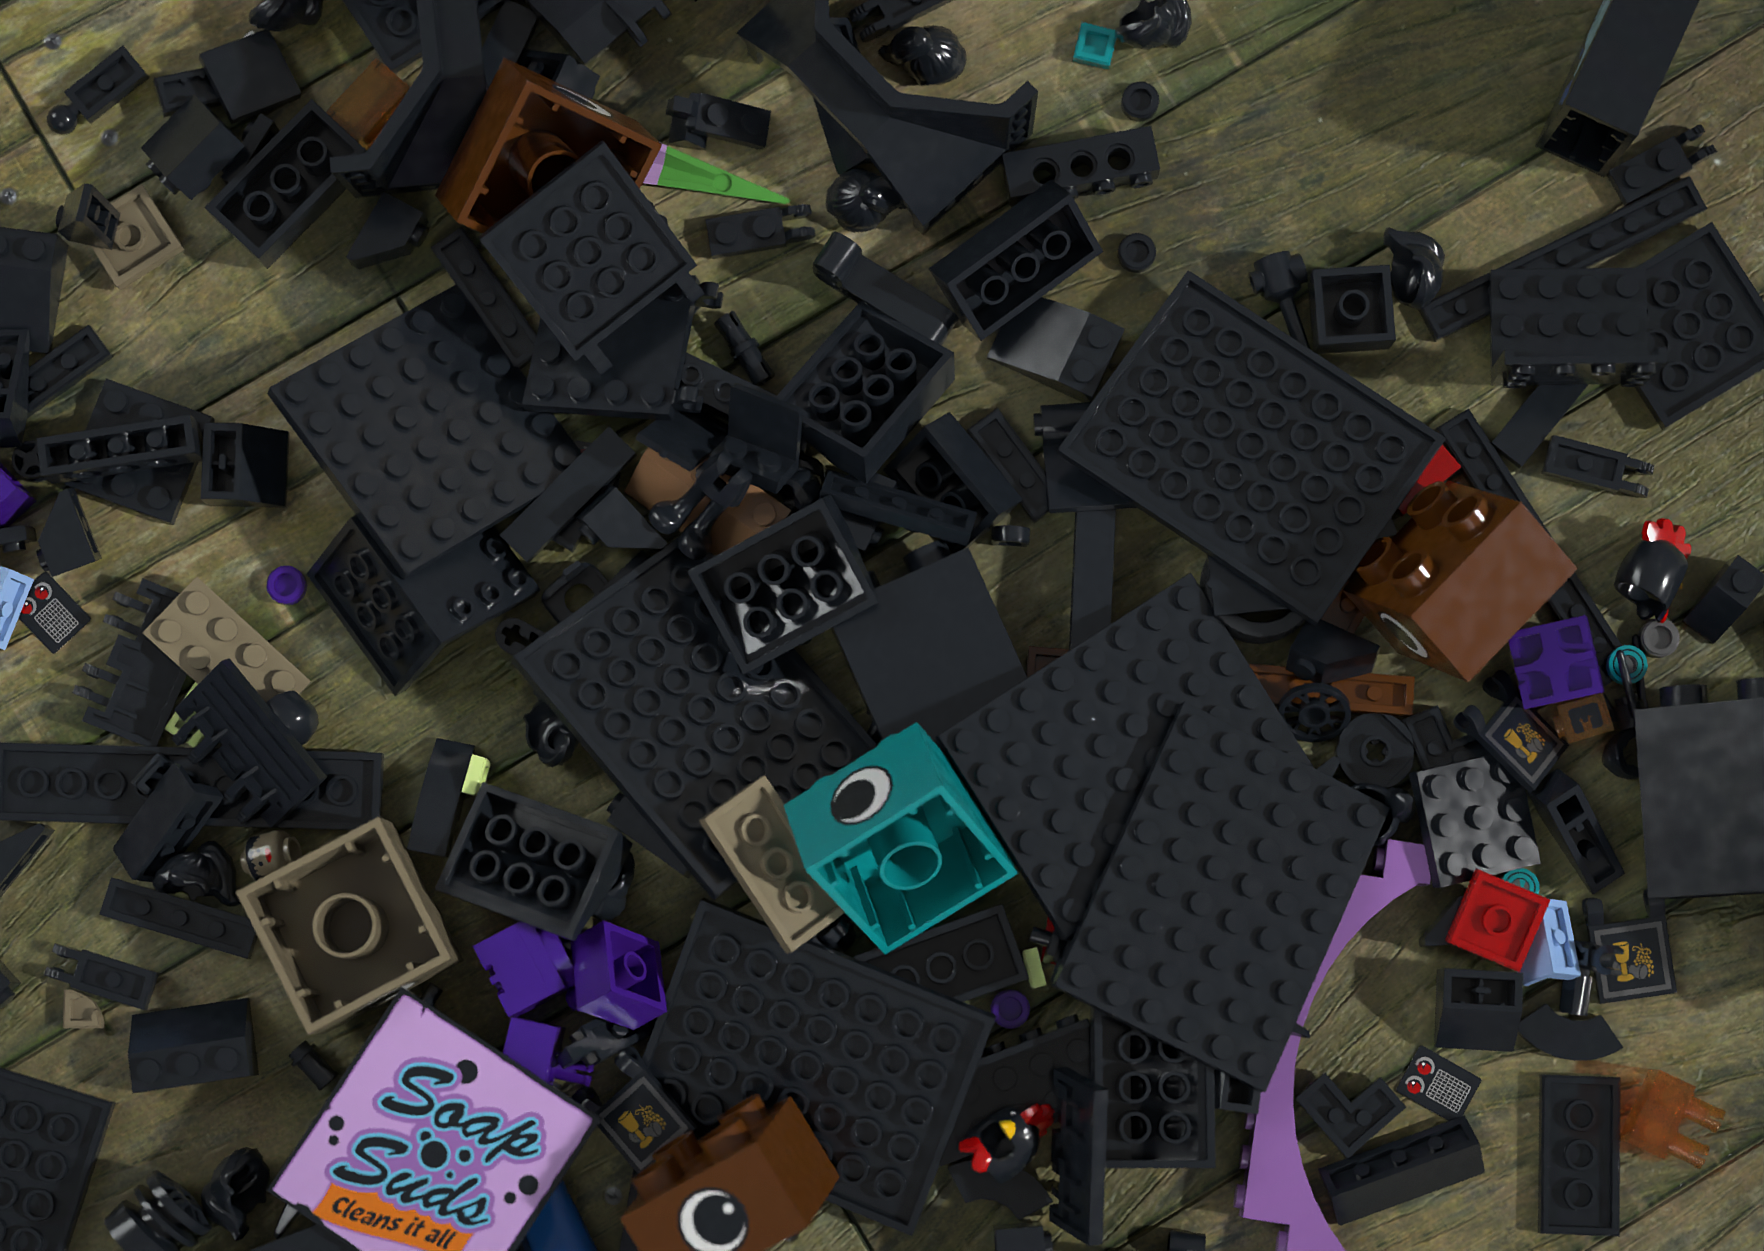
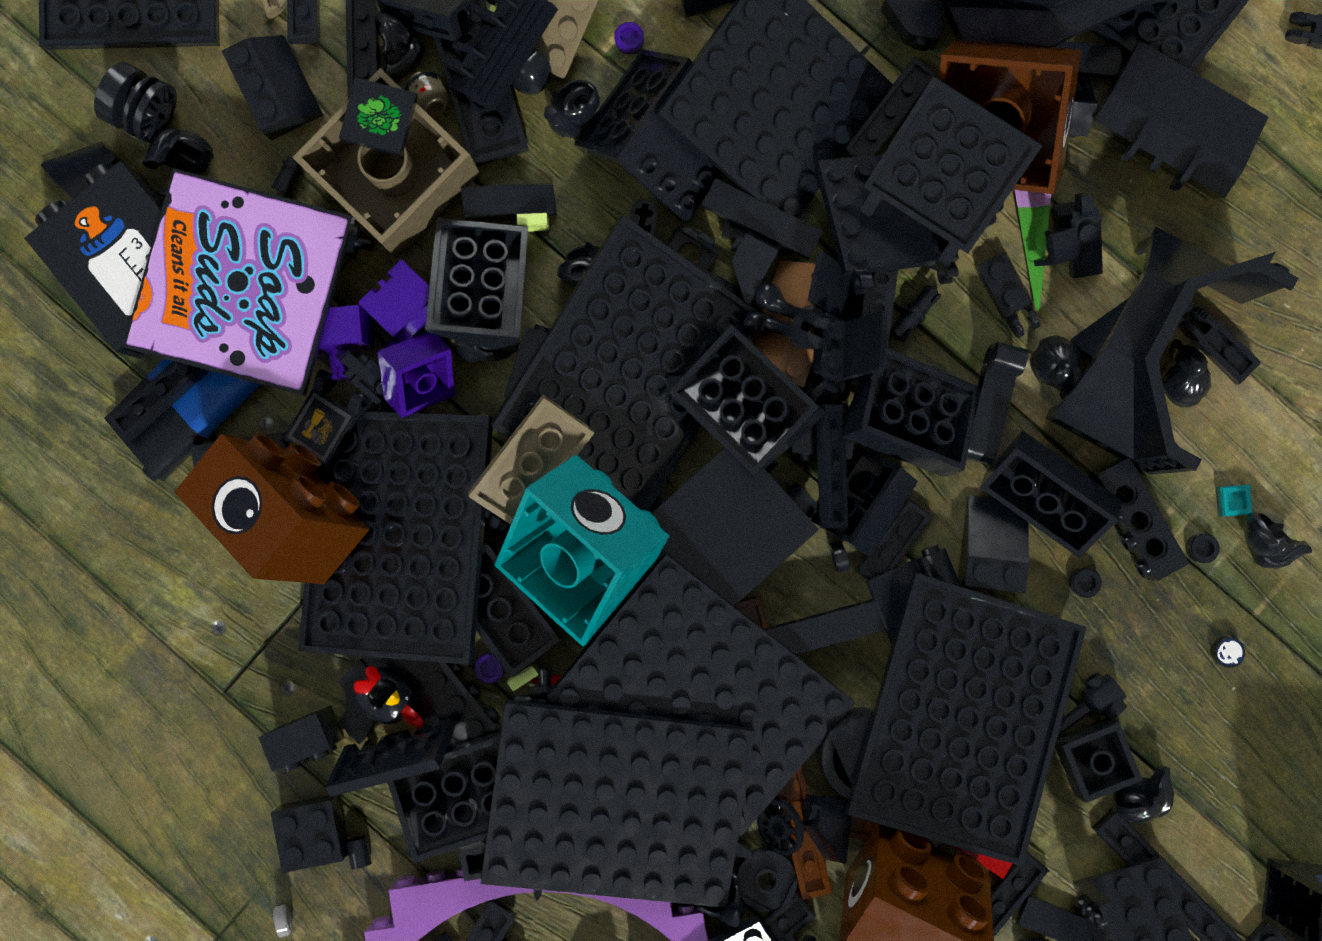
camera: 70 degrees right, 5 degrees up
(296, 911) = (378, 116): none -> black tile
(351, 681) = (572, 107): none -> black hair
(723, 149) = (1061, 246): none -> black panel
(1273, 113) = (1228, 652): none -> tile

